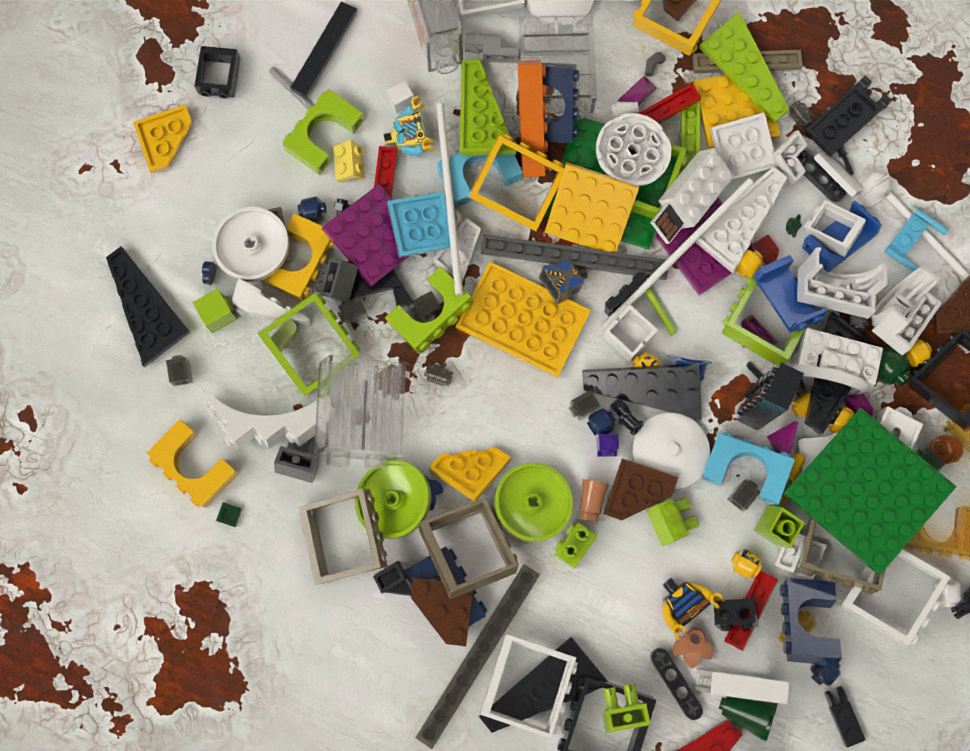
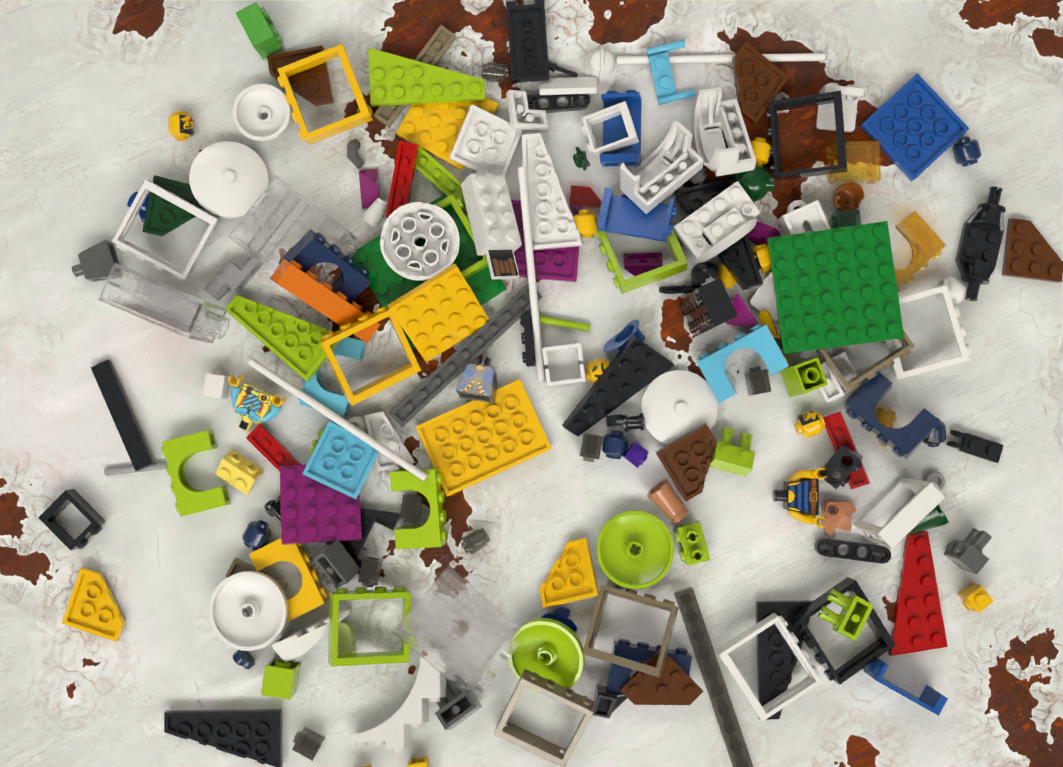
camera: 45 degrees left, 10 degrees up
(789, 709) = (935, 477): none -> light grey tile

